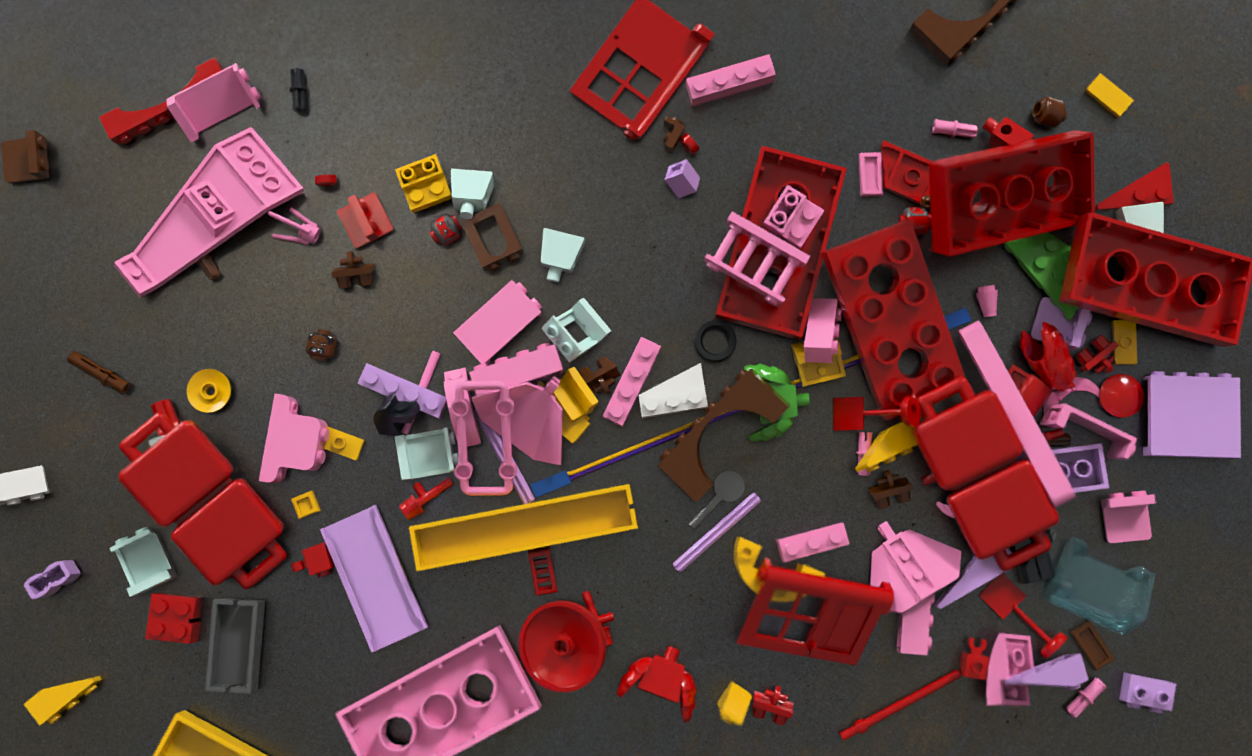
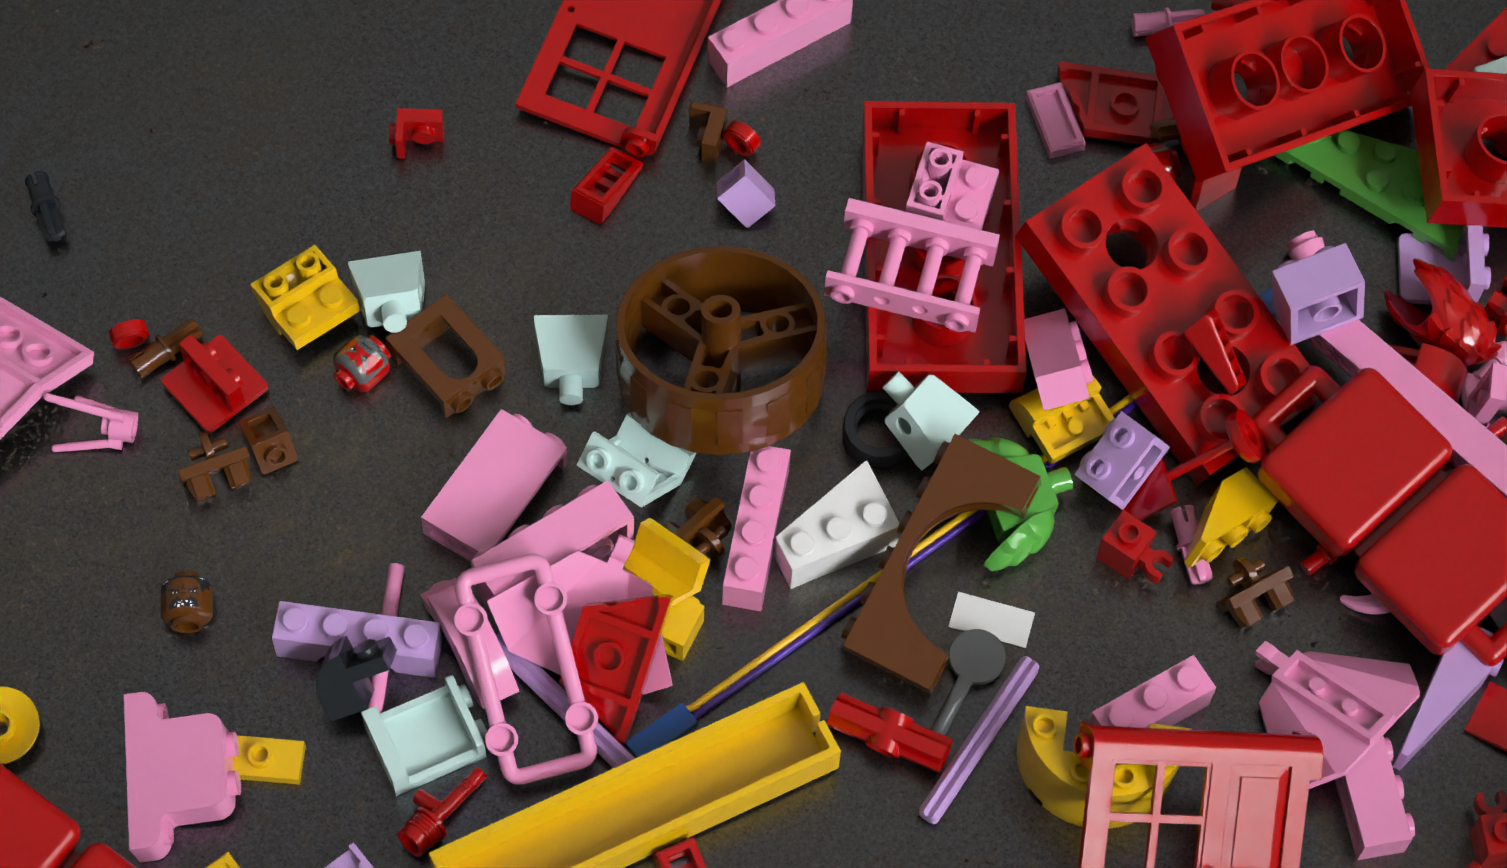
camera: 25 degrees left, 20 degrees down
(343, 192) = (163, 348): none -> reddish brown axle
(385, 261) = (268, 440): none -> reddish brown bracket
(513, 92) = (416, 125): none -> red bracket
(534, 441) = (615, 654): none -> red wing
(597, 161) = (595, 204): none -> red slope
(615, 239) = (696, 309): none -> reddish brown wheel
(669, 518) = (889, 732): none -> red piece
(740, 346) = (926, 416): none -> light aqua torso
(744, 465) = (1004, 621): none -> white sticker
(829, 447) = (1129, 547): none -> red brick
(840, 397) = (1121, 460): none -> lavender brick
(910, 354) = (1215, 348): none -> red slope
(979, 338) = (1318, 293): none -> lavender brick

